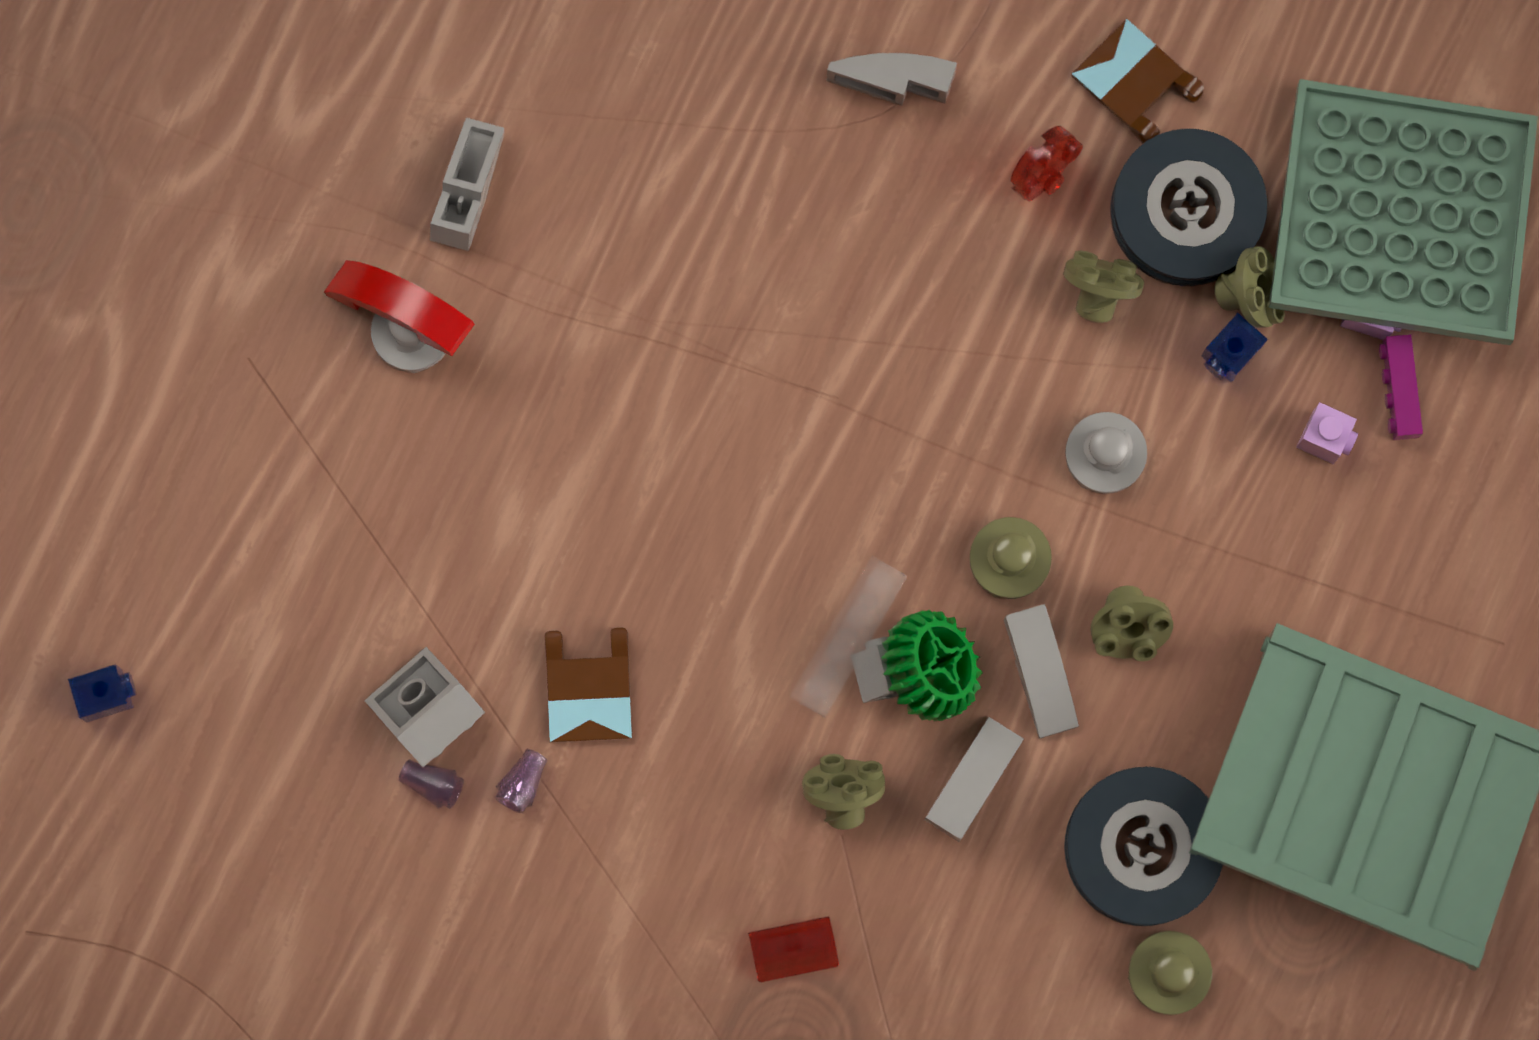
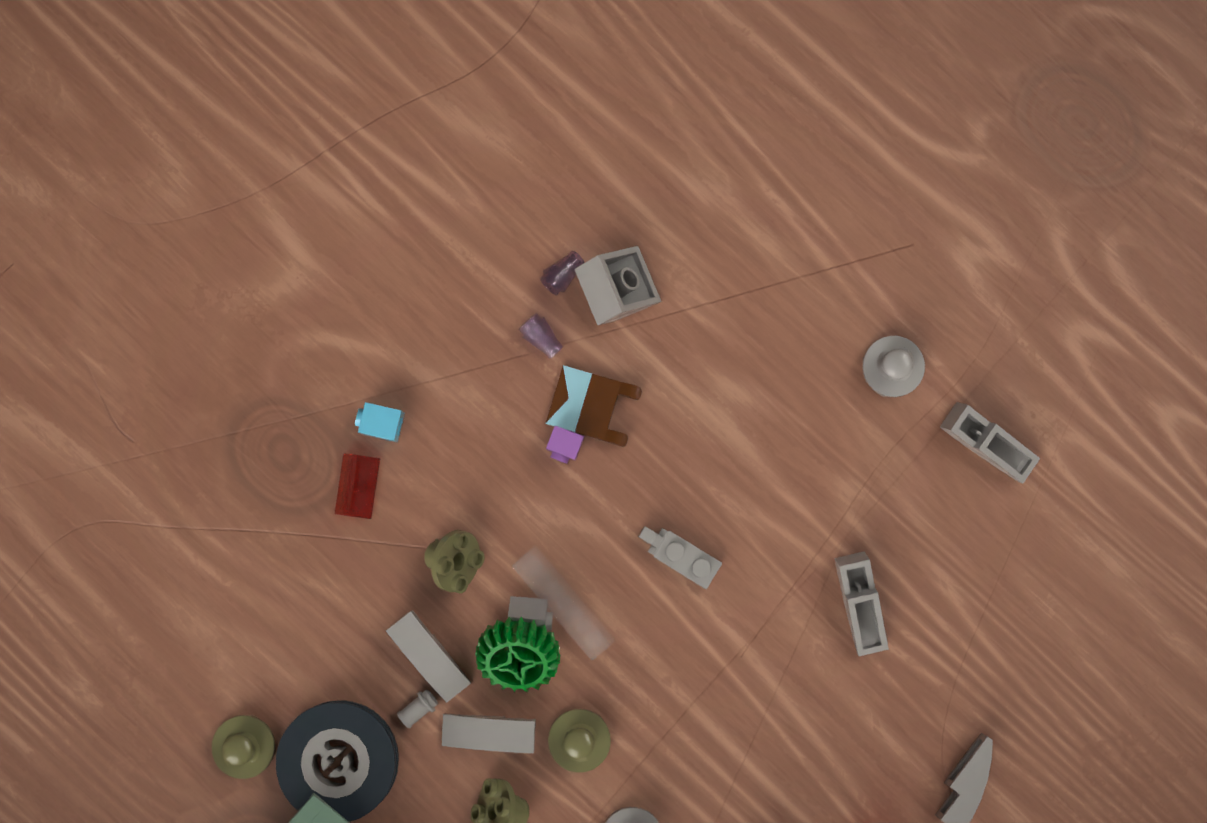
camera: 110 degrees right, 5 degrees up
(102, 693) = (705, 65): clear blue brick -> none
(402, 303) = (914, 363): red slope -> none
(650, 702) = (564, 444): none -> medium lavender plate
(702, 946) = (379, 421): none -> medium azure brick
(719, 272) = (861, 603): none -> light grey slope
(739, 511) = (681, 556): none -> light grey hinge
(1043, 770) = (417, 708): none -> light grey pin

